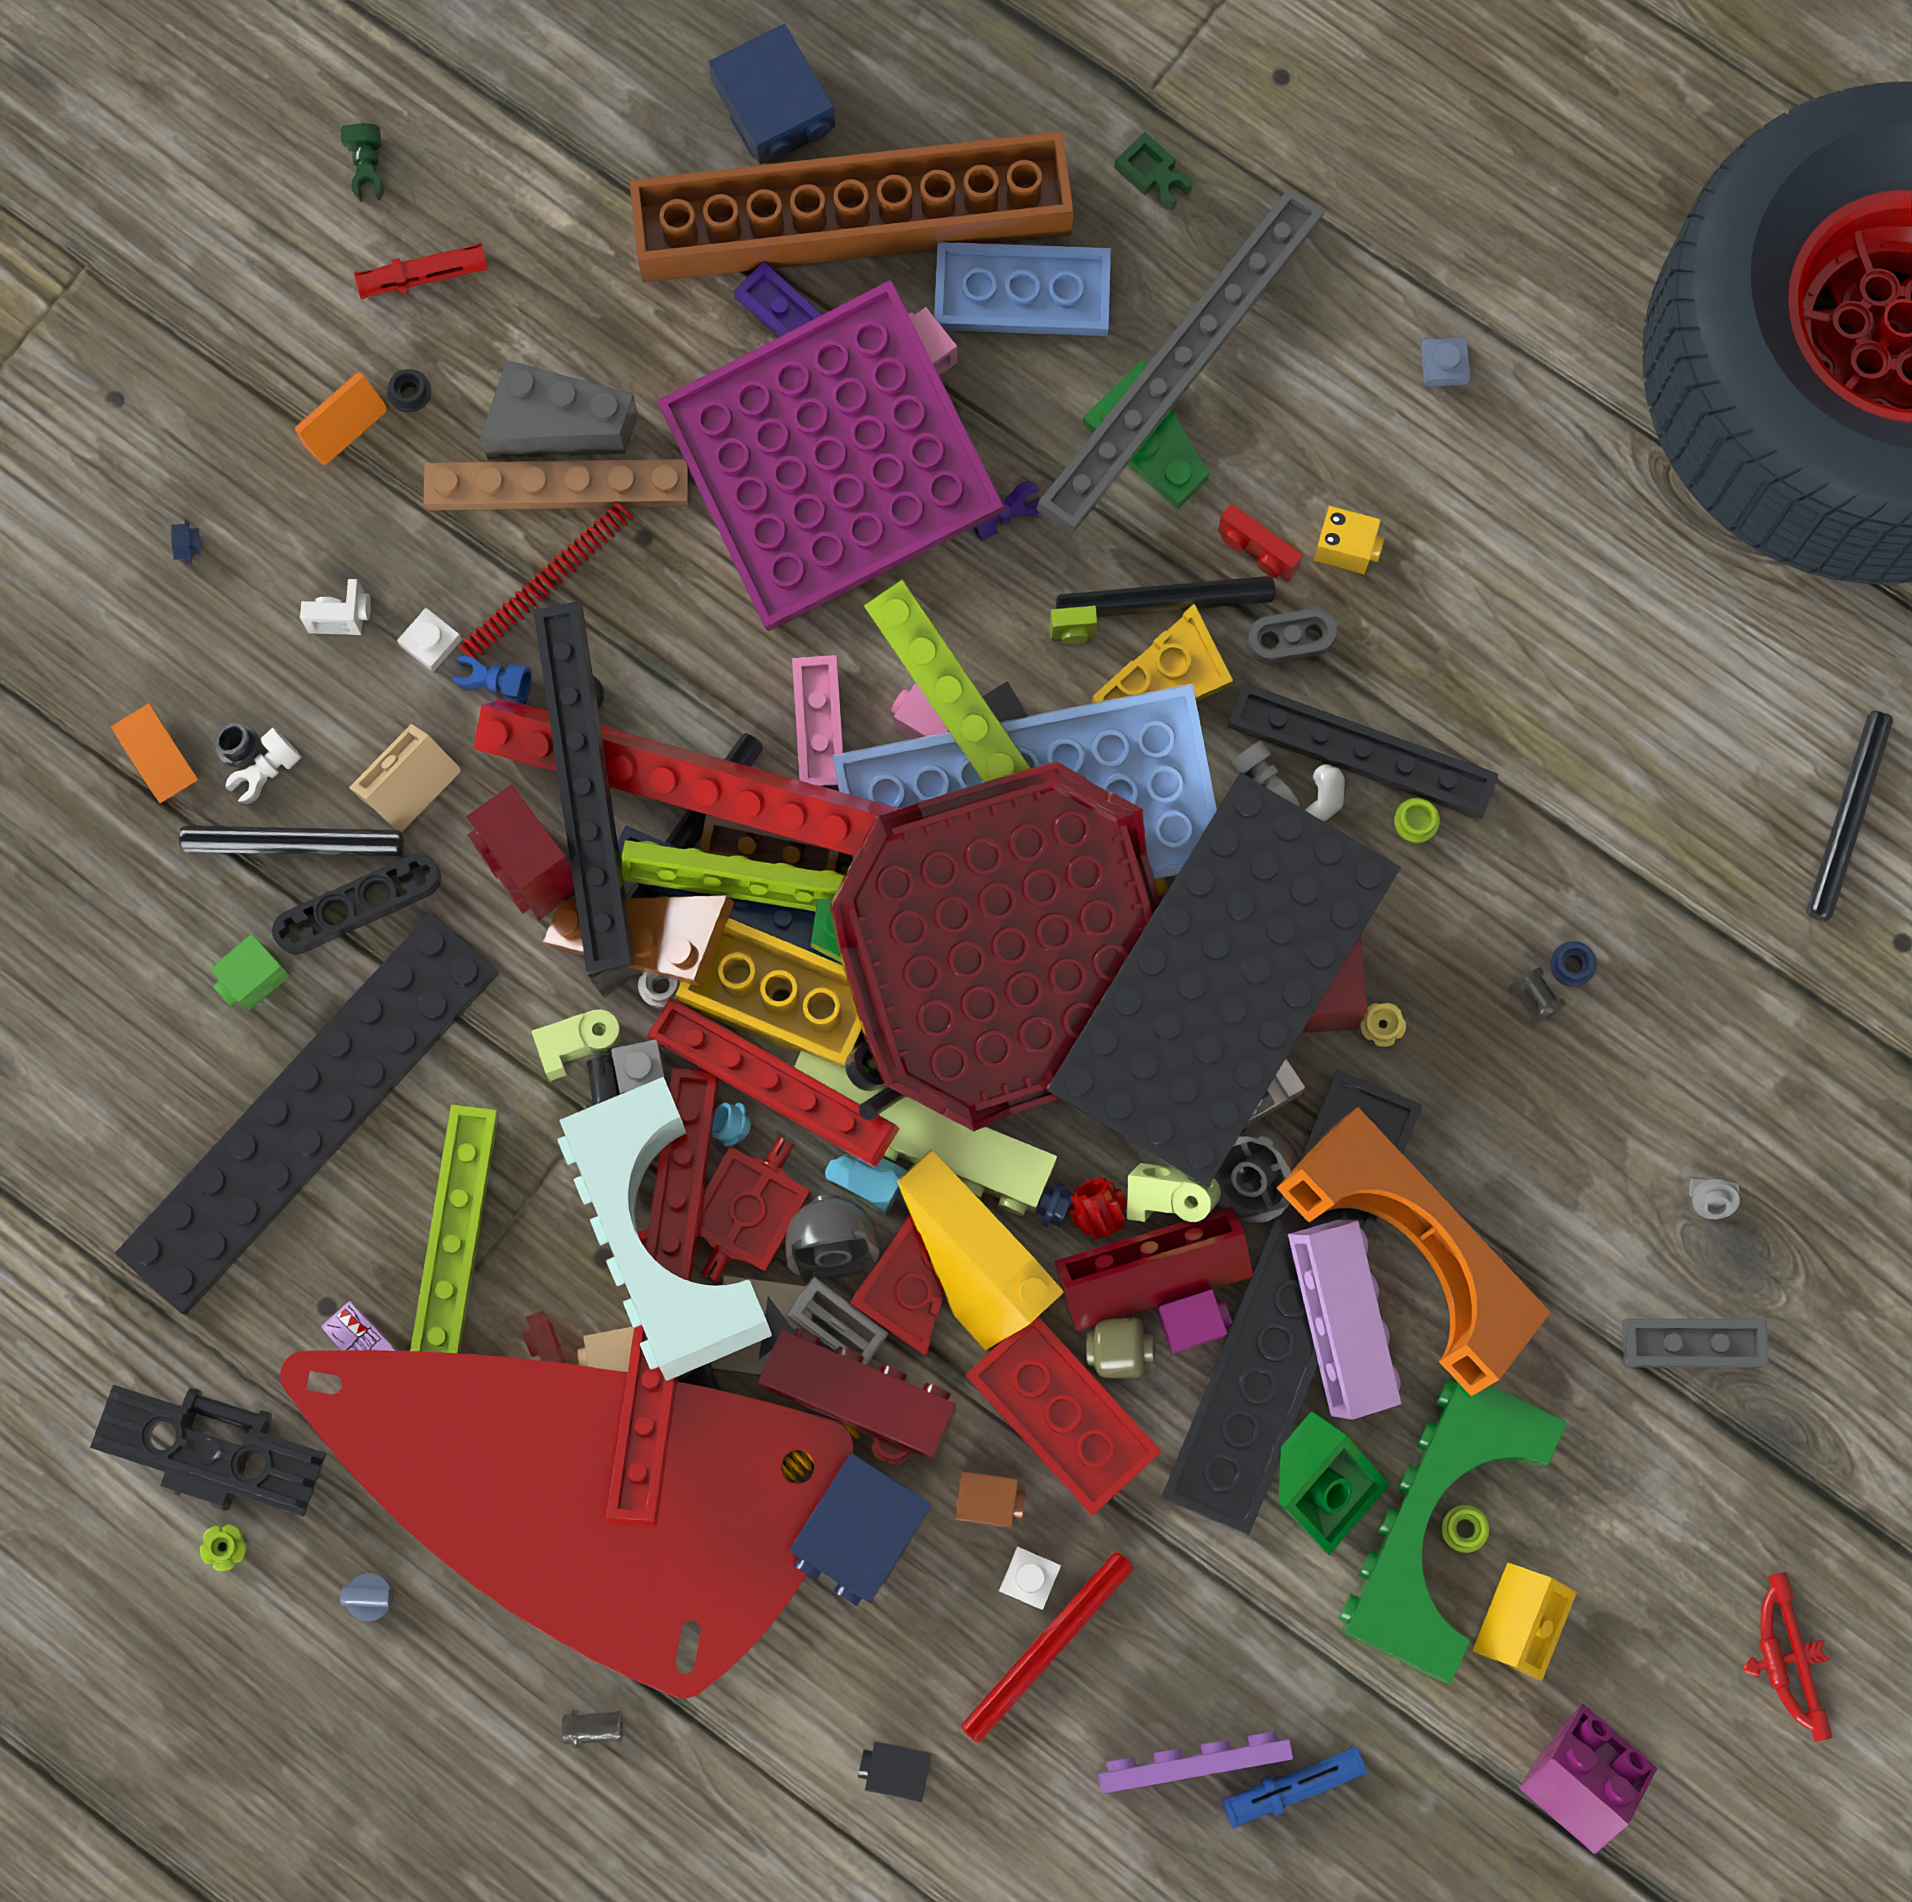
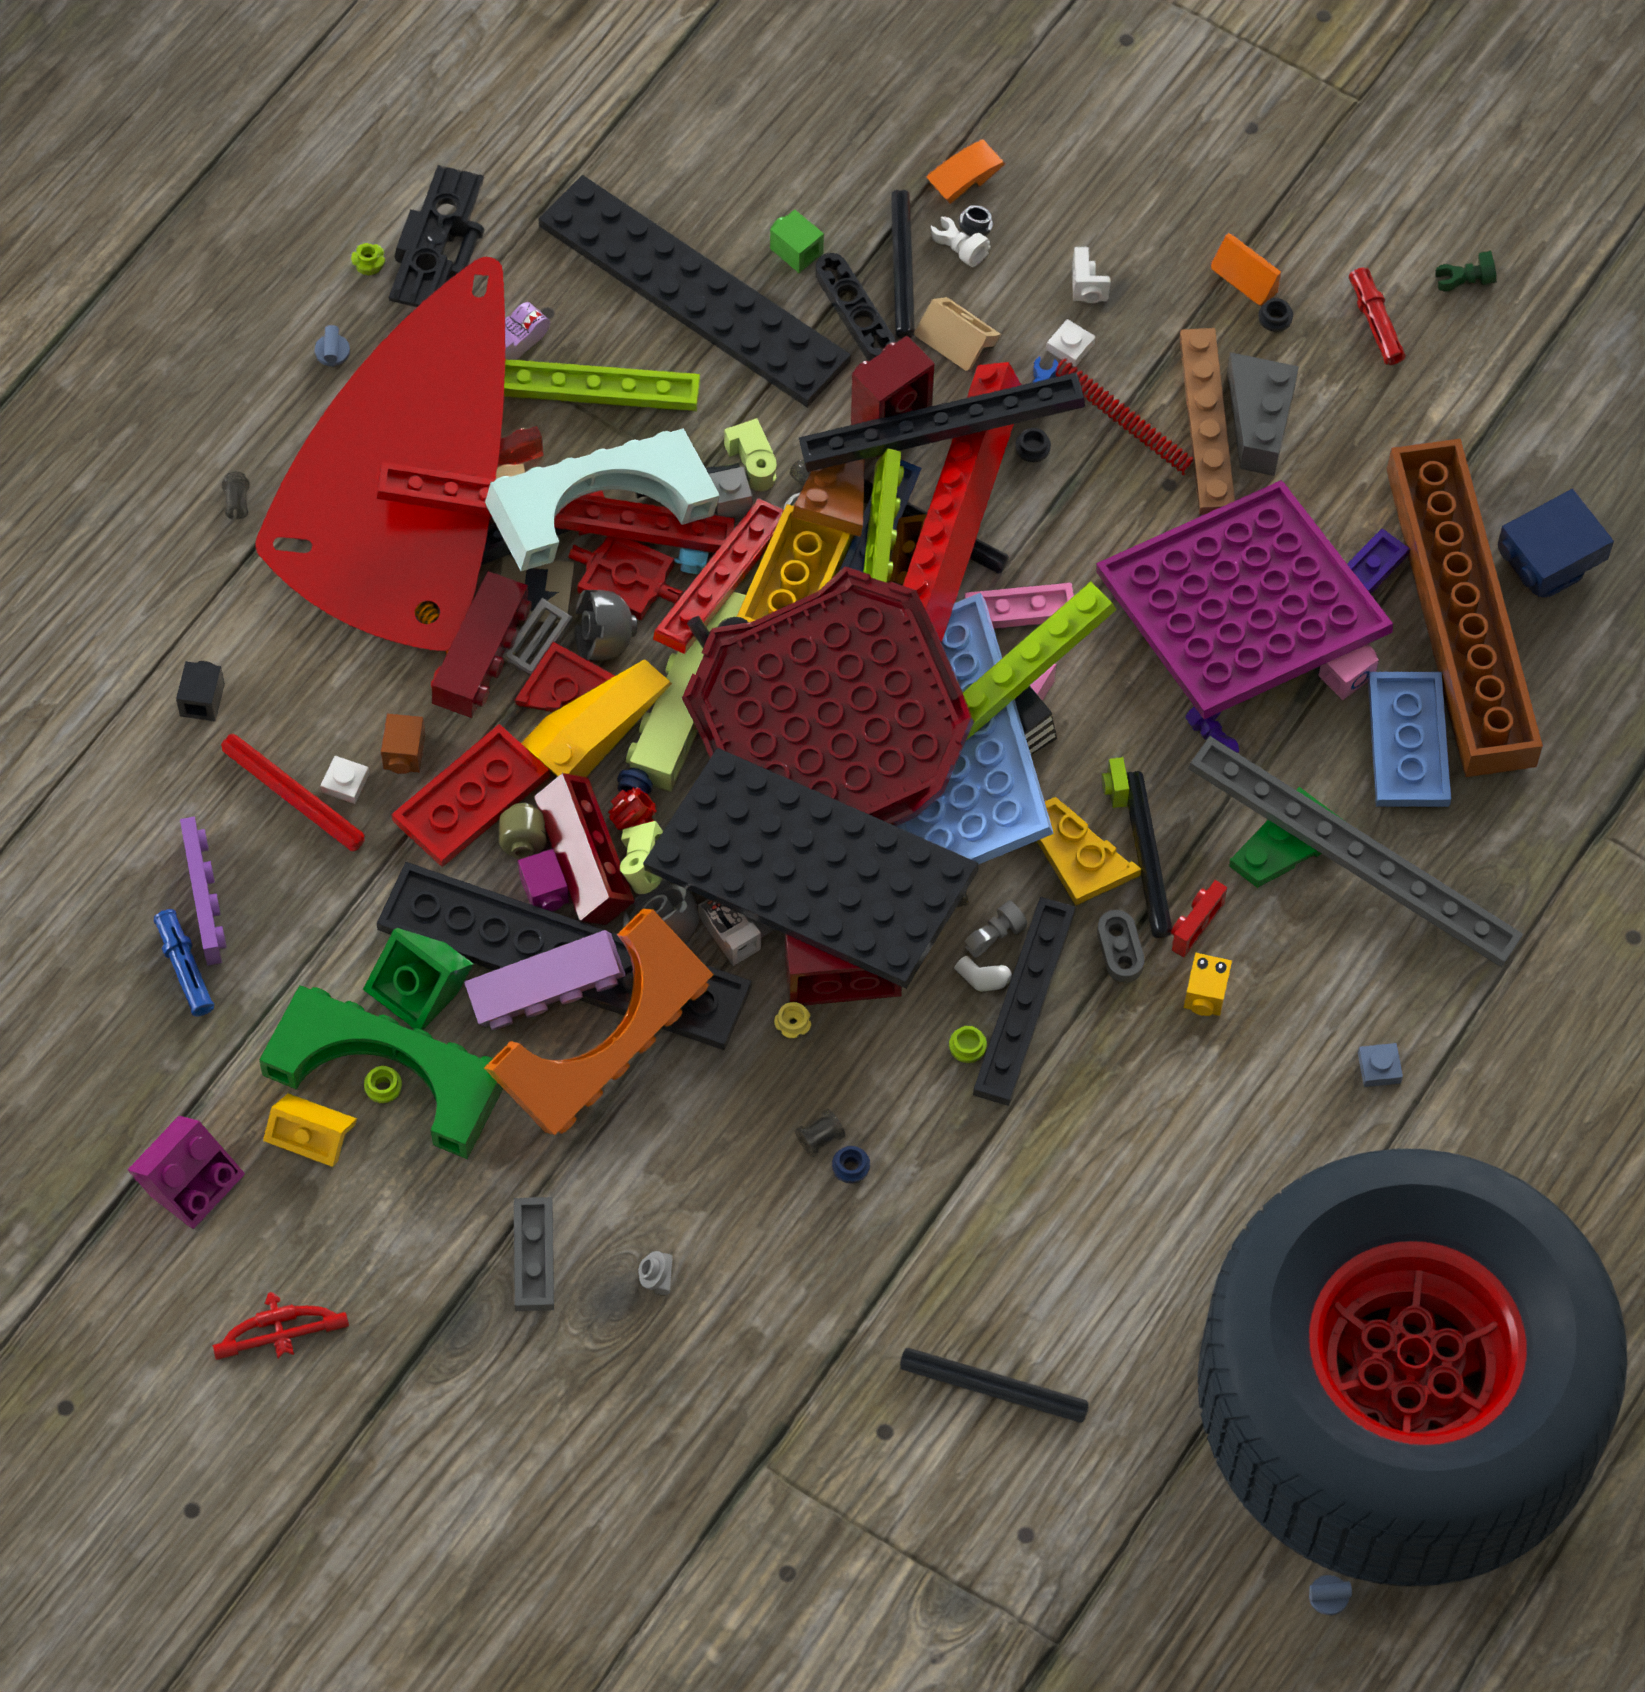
camera: 85 degrees right, 15 degrees down
(184, 541) = (1136, 176): dark blue plate -> none
(859, 1530) = (378, 653): dark blue brick -> none
(864, 1183) = (648, 649): medium azure rock -> none
(1150, 167) = (1529, 829): dark green plate -> none

